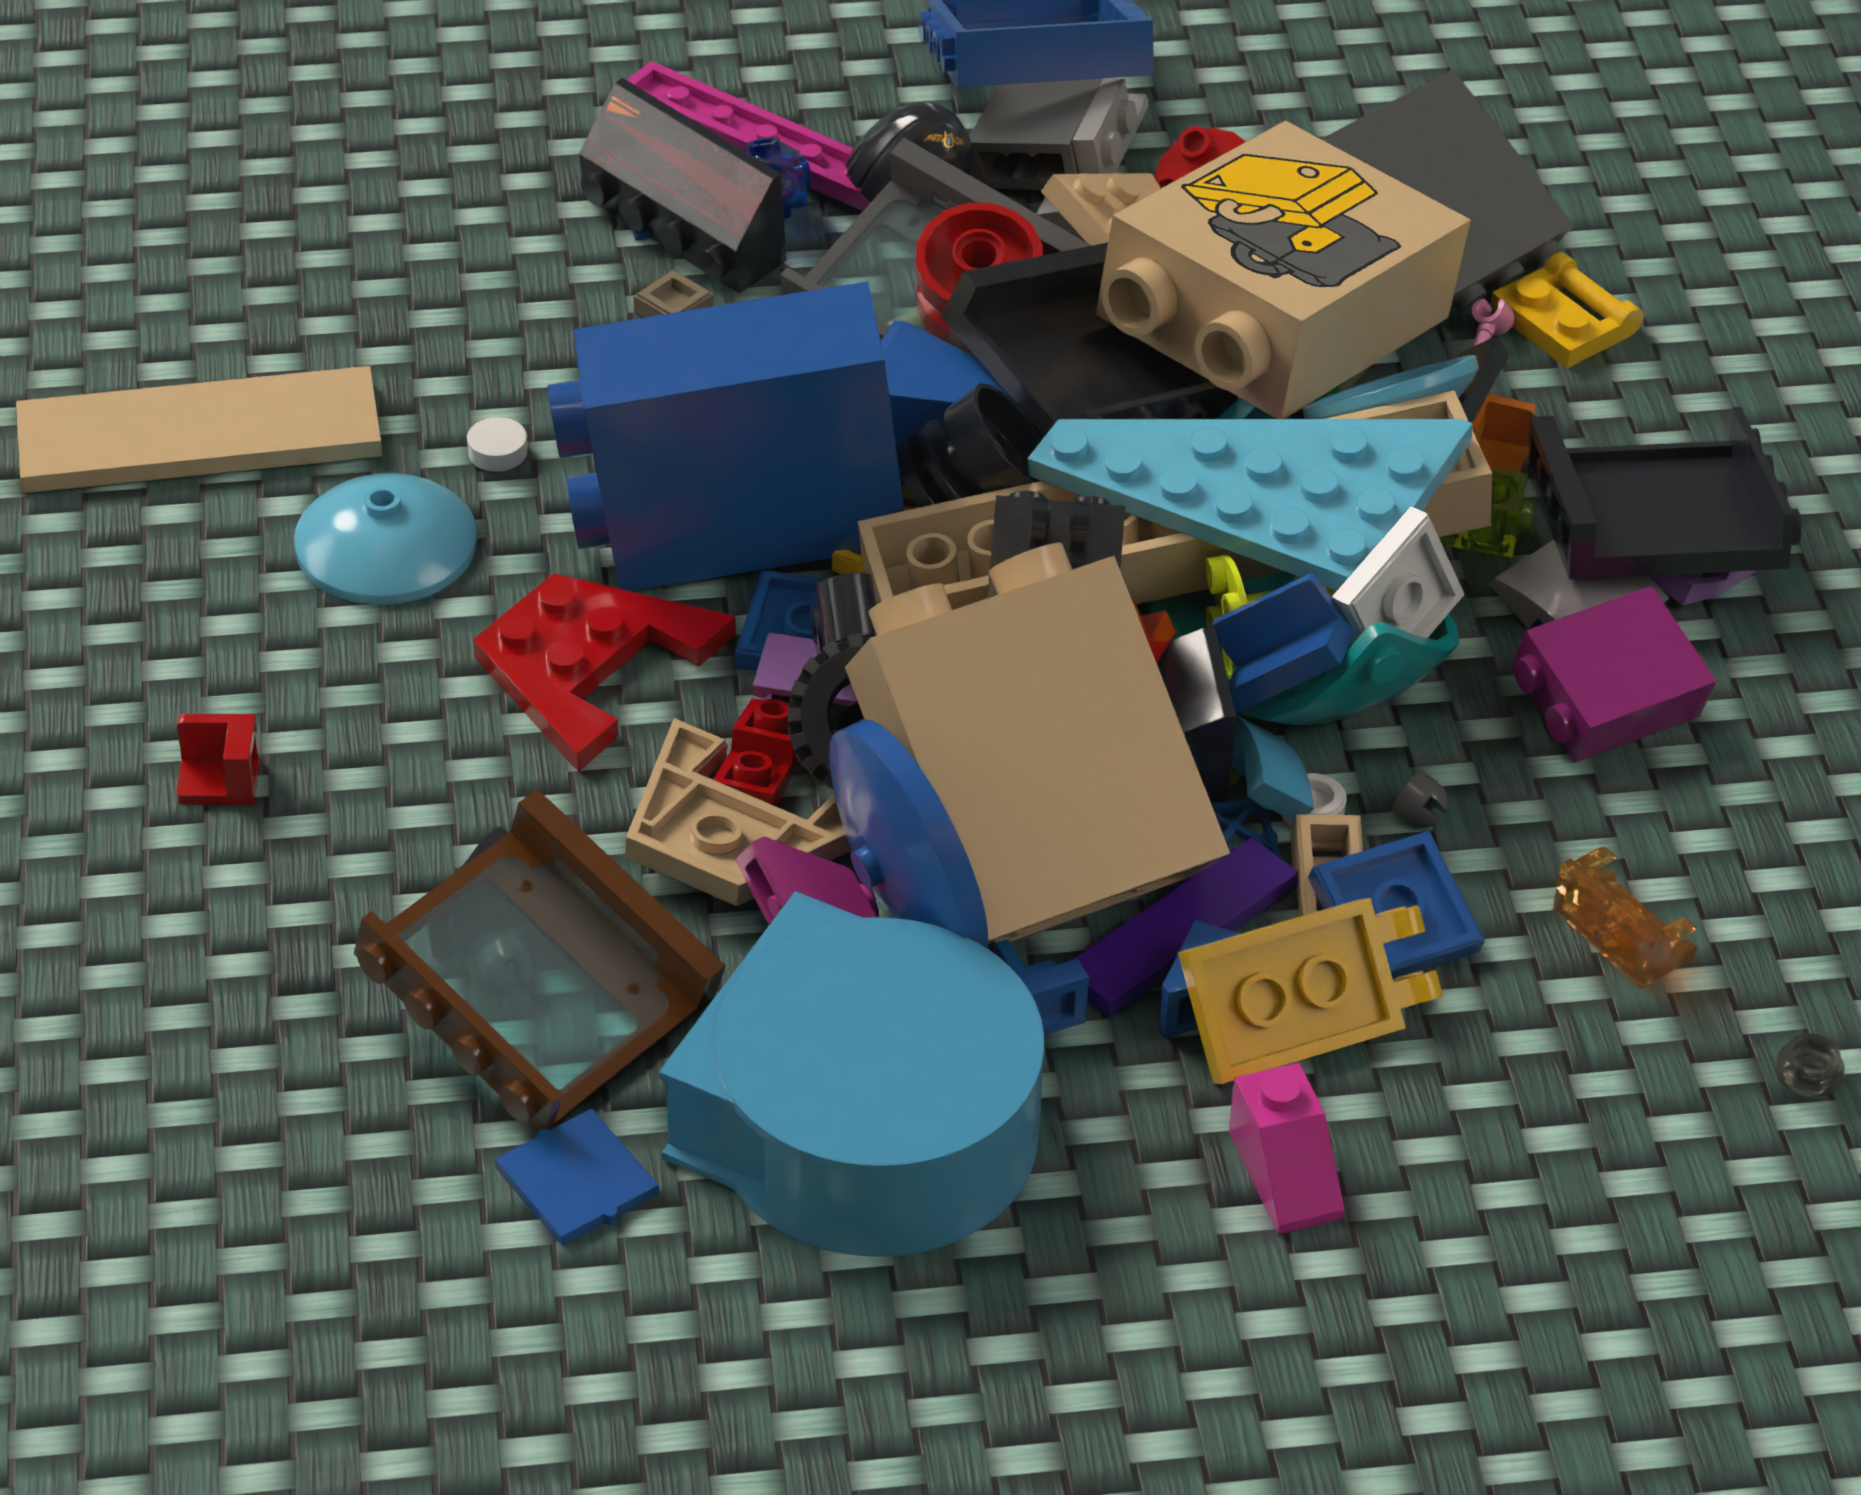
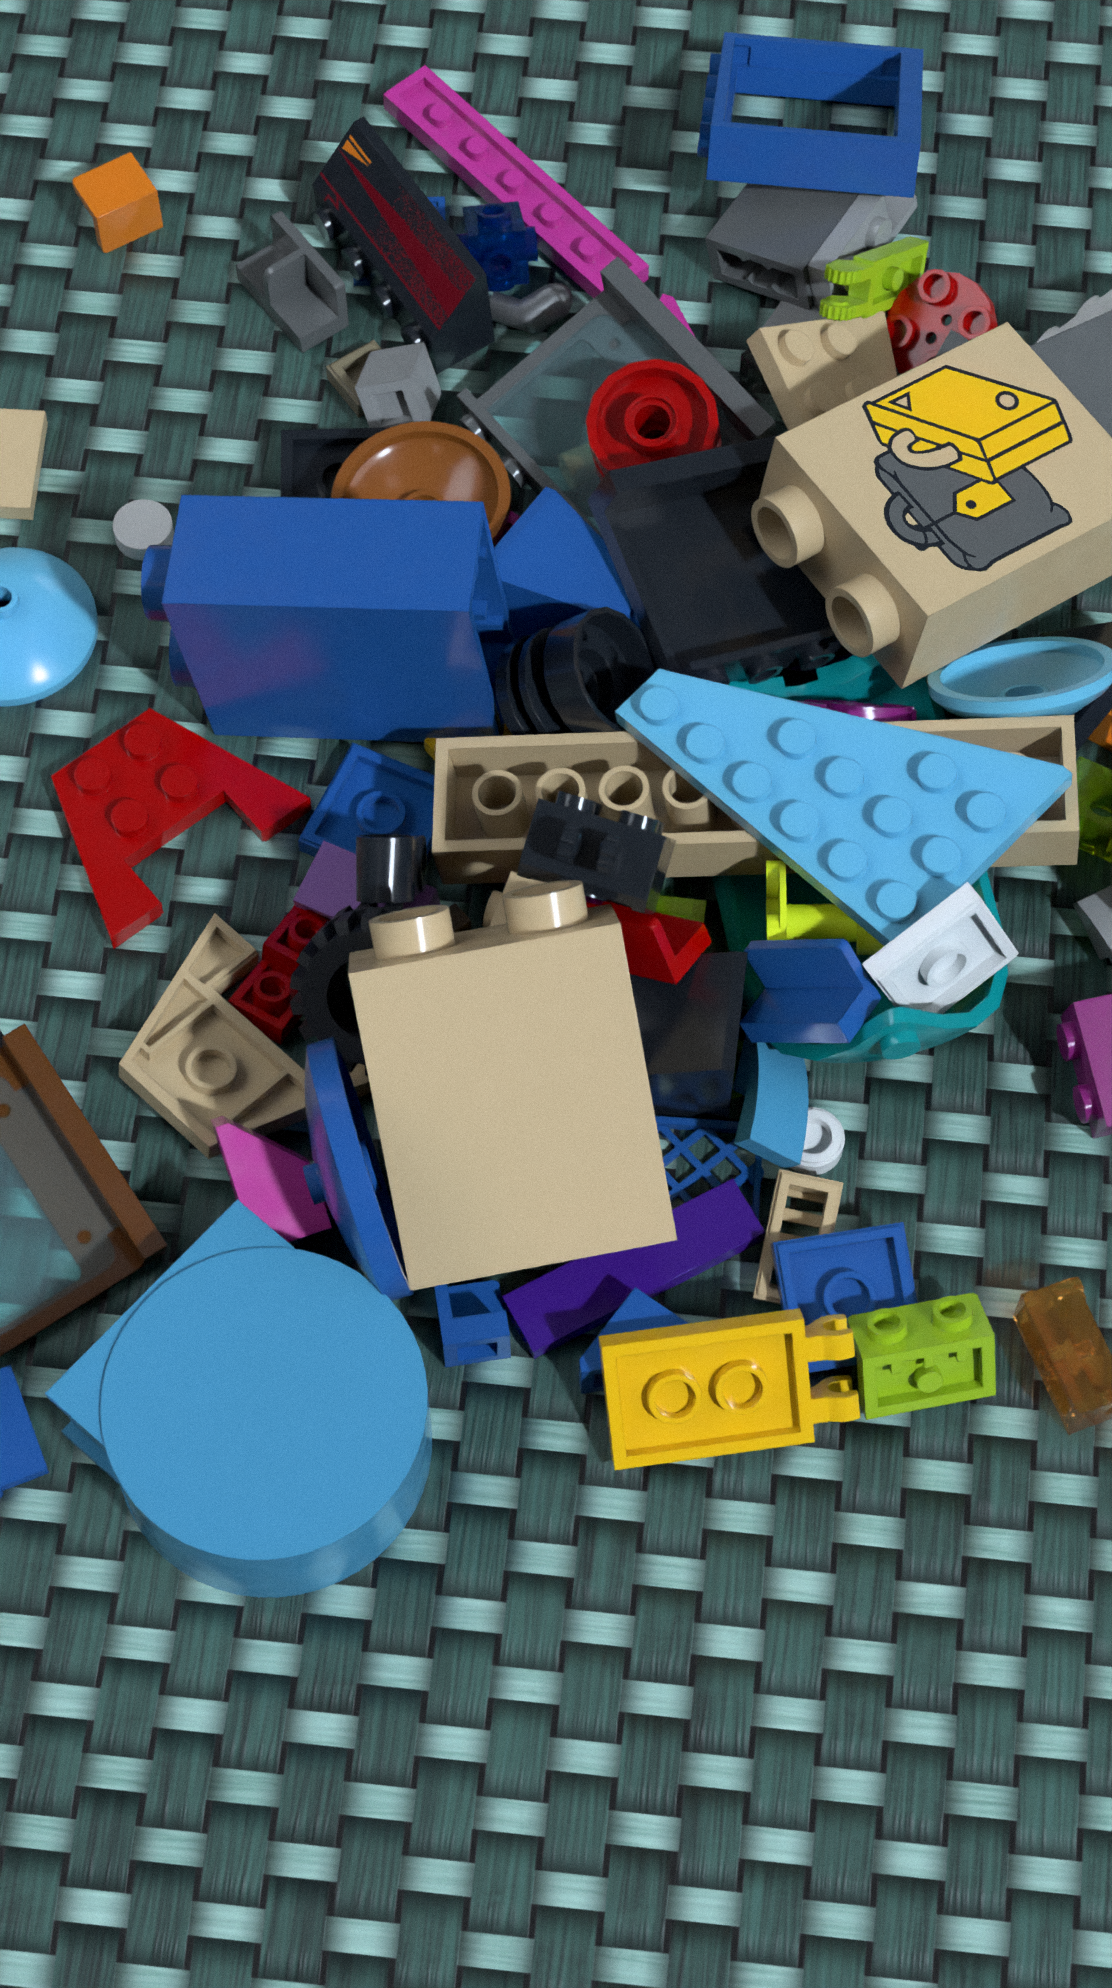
camera: 15 degrees right, 20 degrees up
(397, 196) = (119, 201): none -> orange panel
(585, 237) = (295, 286): none -> dark grey panel
(708, 285) = (398, 386): none -> light grey panel
(820, 228) = (534, 311): none -> flat silver arm
(921, 123) = (655, 238): black hair -> none
(1135, 145) = (873, 278): none -> lime hinge
(1286, 1147) = (649, 1572): dark pink slope -> none
(1418, 799) = (913, 1162): dark grey hinge -> none
(1489, 936) = (923, 1355): none -> lime bracket

